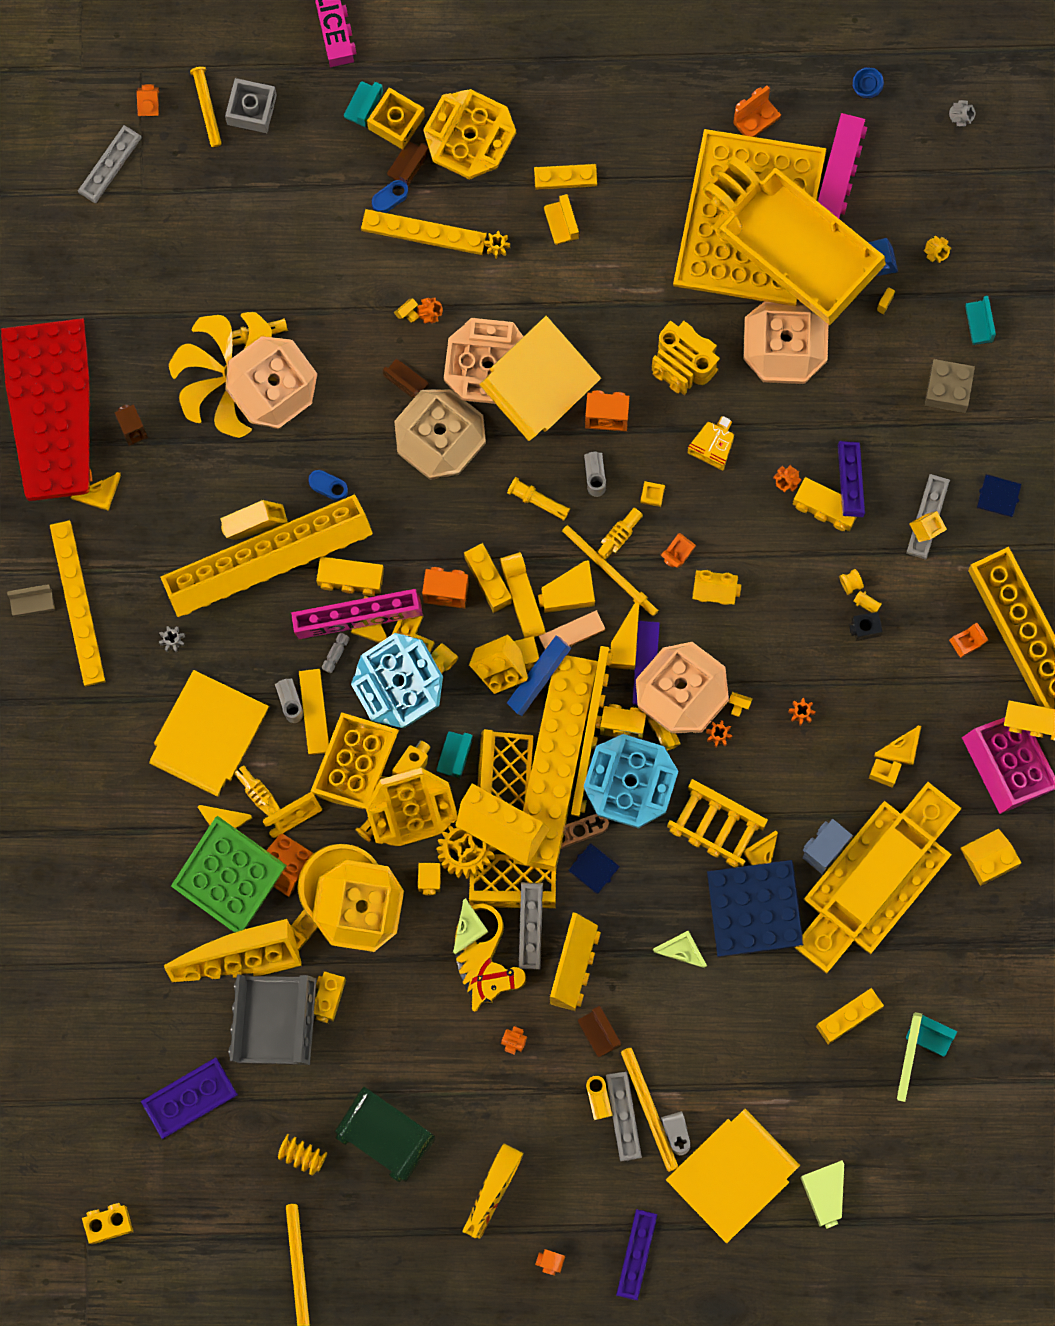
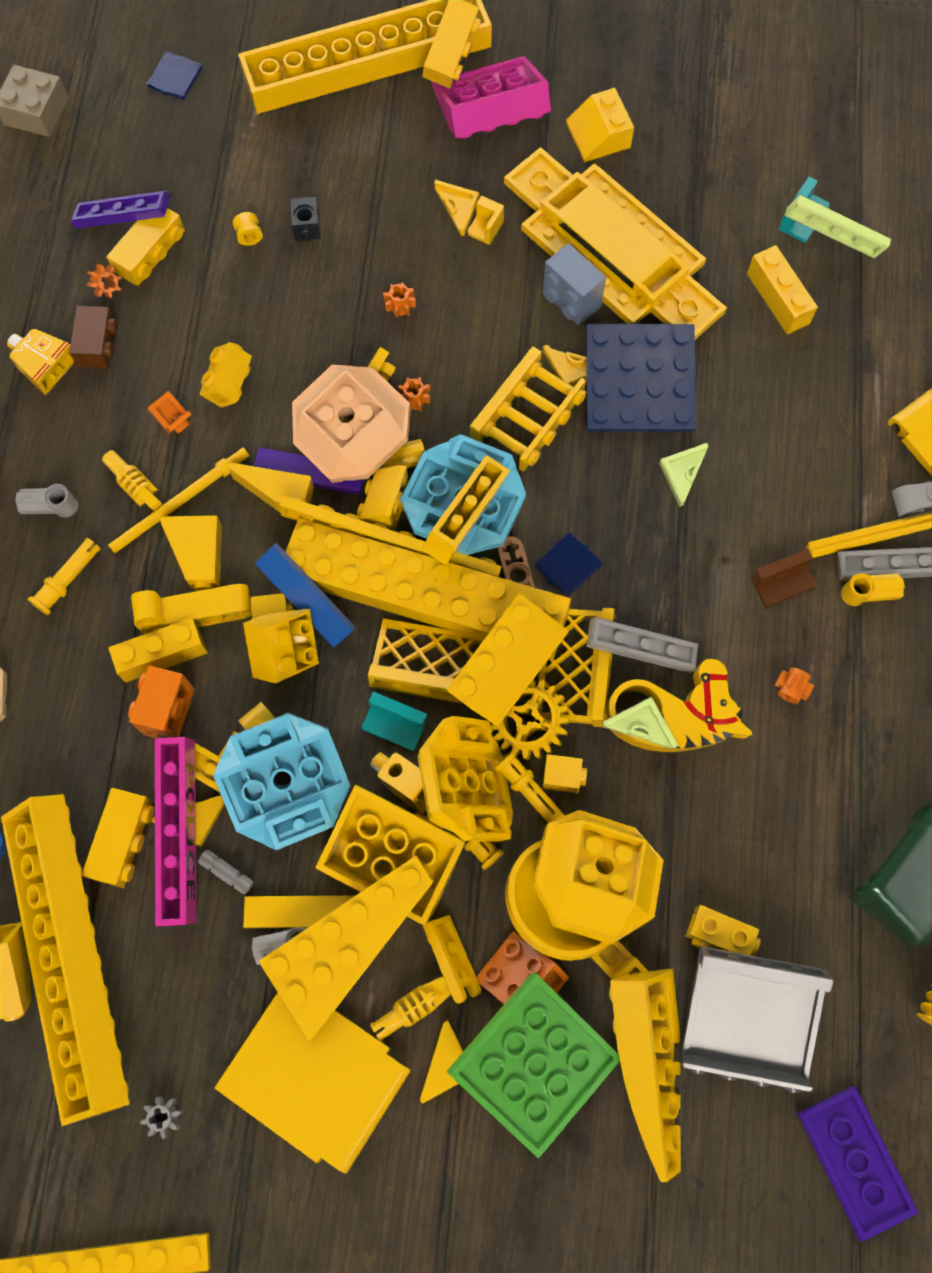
camera: 85 degrees left, 5 degrees down
(285, 732) = (331, 955): none -> yellow wing
(419, 847) = (523, 781): none -> yellow pin
(574, 962) = (699, 599): yellow slope -> none
(576, 630) = (250, 548): light nougat tile -> none
(609, 780) = (465, 510): none -> yellow brick
(652, 494) = (89, 439): yellow tile -> none
(737, 480) = (93, 337): none -> reddish brown brick
(867, 602) = (275, 217): yellow pin -> none
(928, 526) = (196, 132): yellow brick -> none
(931, 502) = (184, 146): light grey tile -> none
(969, 640) = (339, 117): orange bracket -> none

